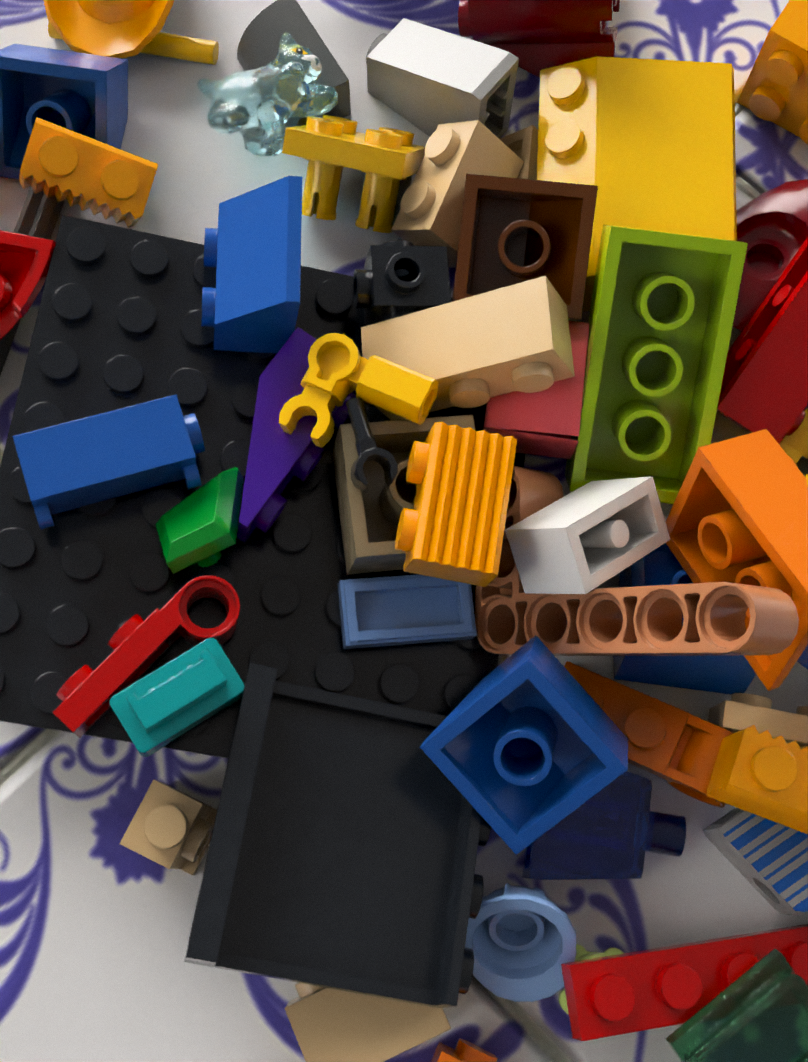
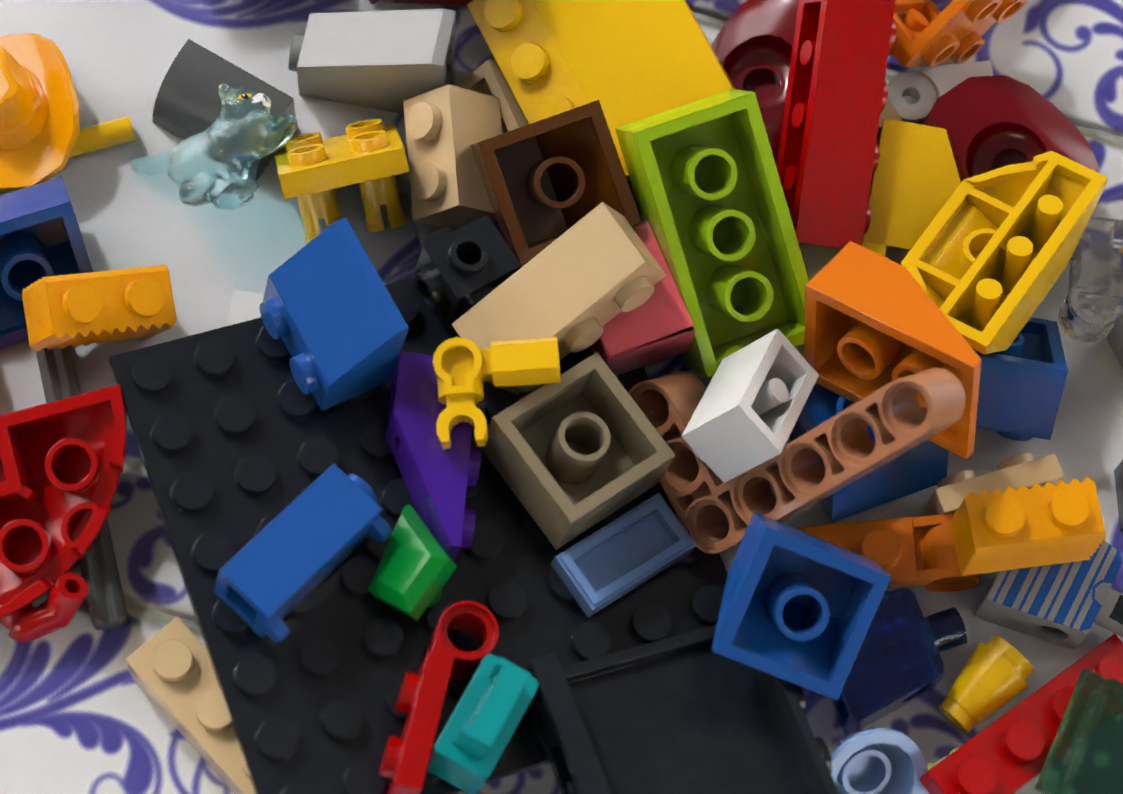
camera: 35 degrees left, 5 degrees down
(367, 447) = (532, 427): black hand -> none
(457, 504) = (634, 434): light orange brick -> none
(677, 904) = (986, 683): none -> yellow cone

